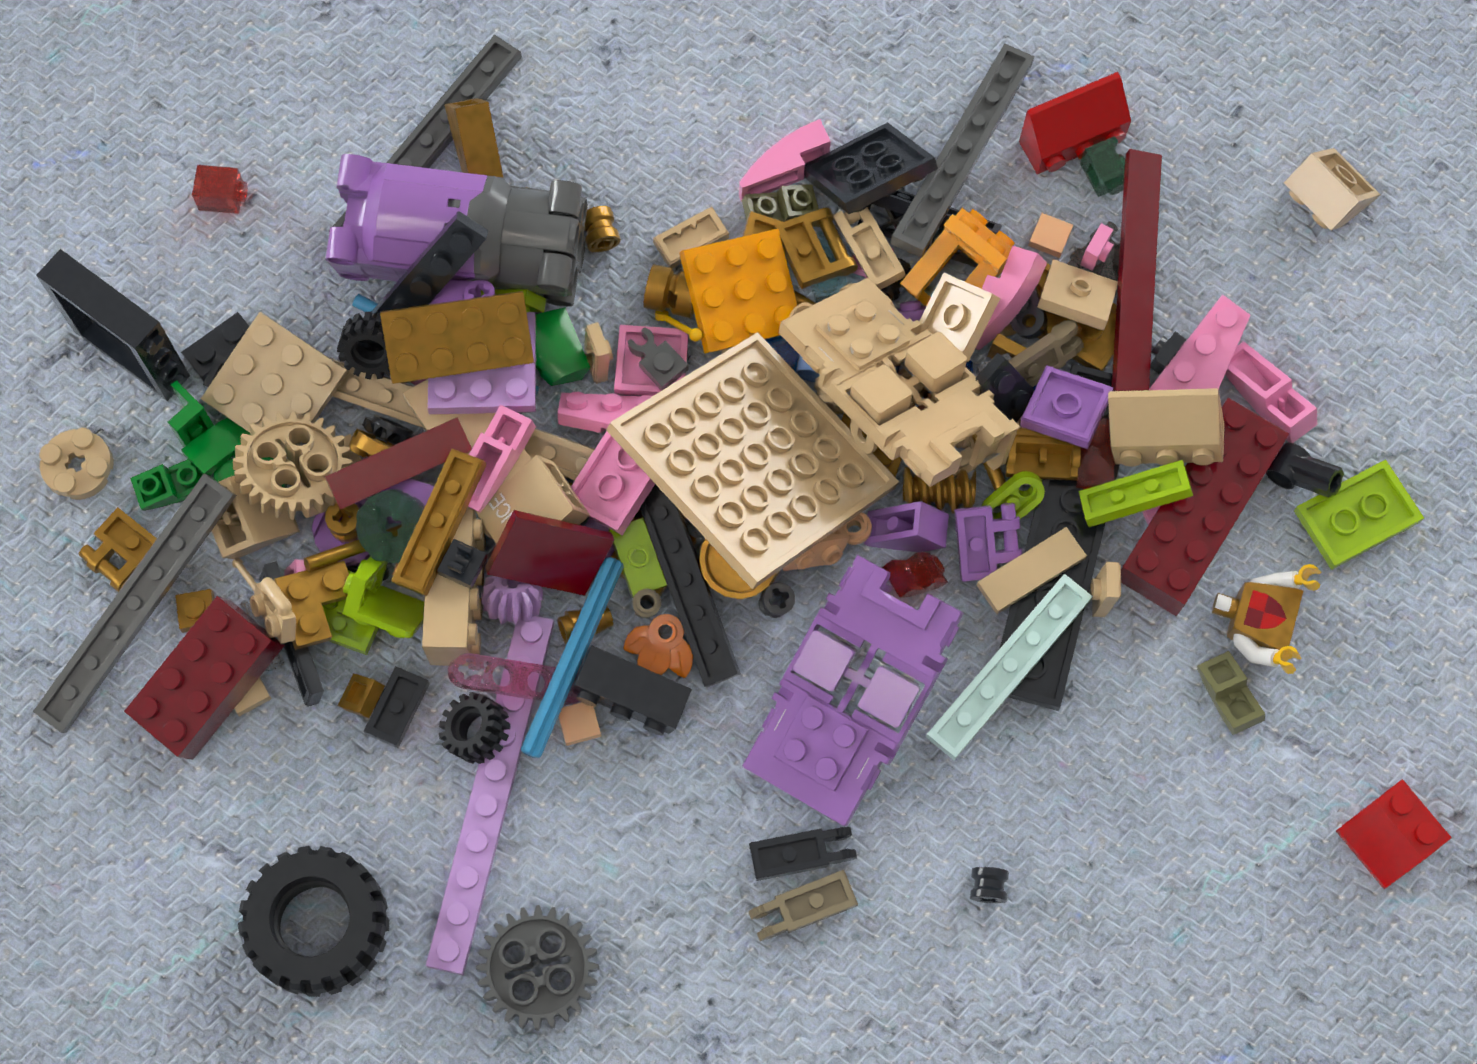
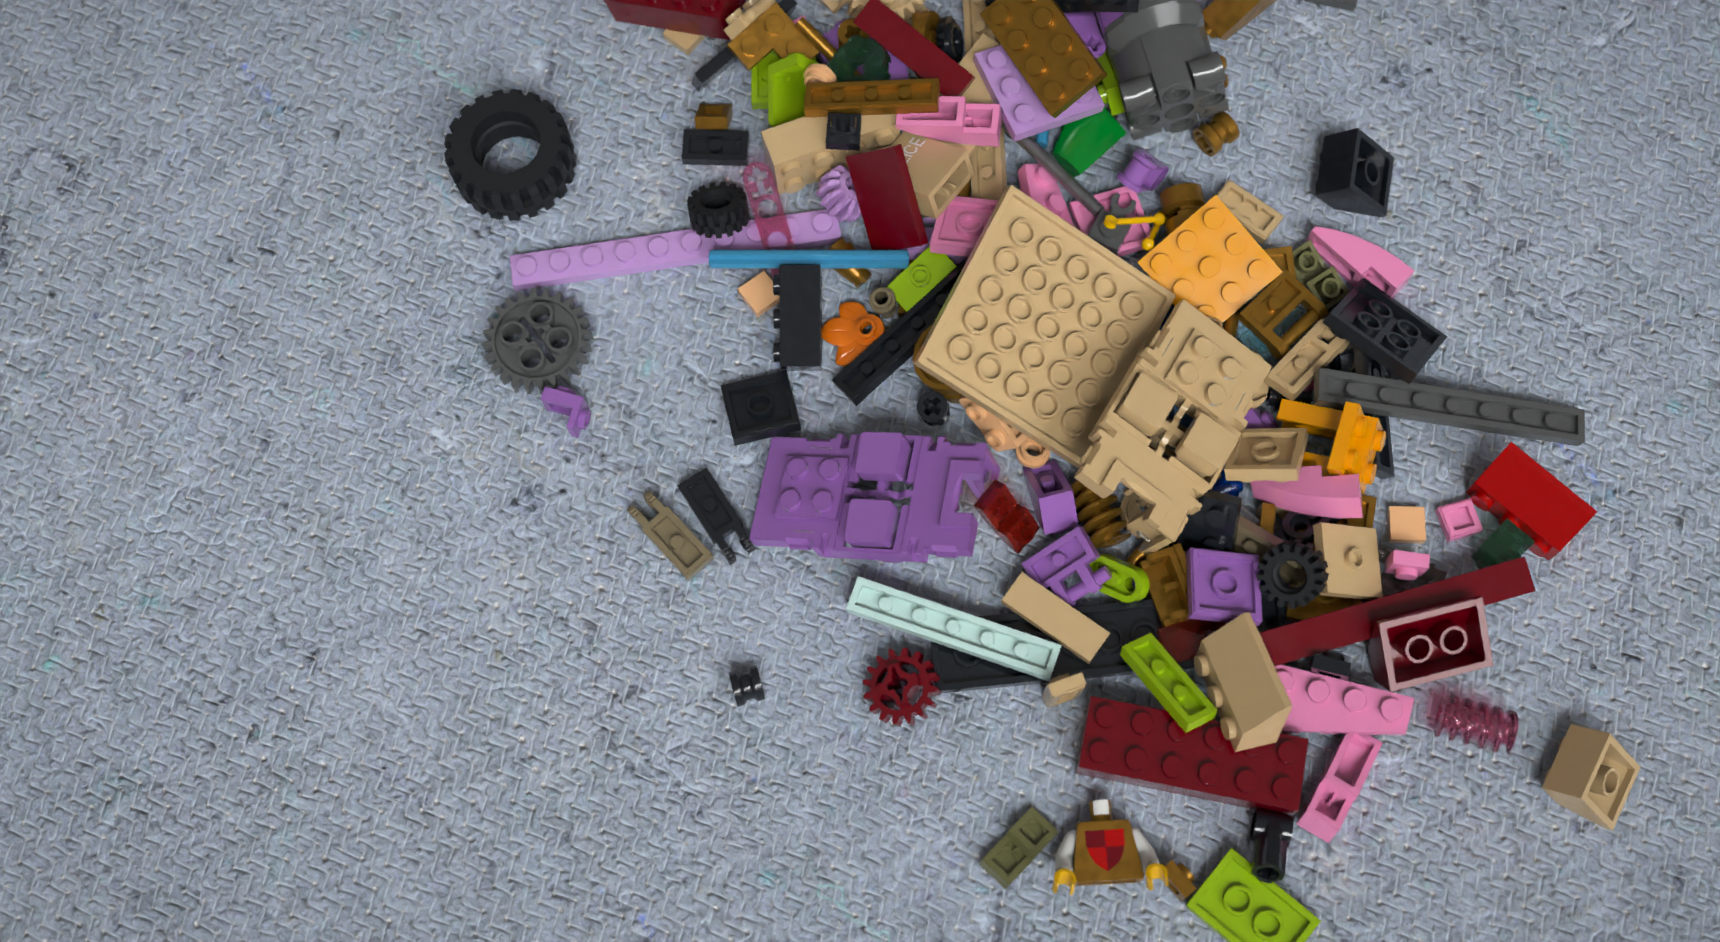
camera: 75 degrees right, 0 degrees up
(385, 565) = (819, 74): none -> light nougat plate
(587, 383) = (1059, 174): none -> flat silver bar
(597, 352) = (1095, 169): tan plate -> none
(612, 310) = (1143, 172): none -> medium lavender piece
(617, 962) = (566, 402): none -> medium lavender bracket
(662, 355) = (1111, 221): none -> yellow hinge
(695, 129) = (1354, 174): none -> black slope
(705, 767) = (760, 407): none -> black plate
(1043, 755) = (896, 673): none -> dark red gear
(1062, 190) = (1459, 520): none -> bright pink tile
(1097, 351) = (1307, 559): none -> black tyre
(1181, 262) = (1430, 644): none -> dark red slope
(1256, 257) = (1477, 722): none -> clear pink piece
(1321, 560) = (1180, 880): none -> pearl gold plate

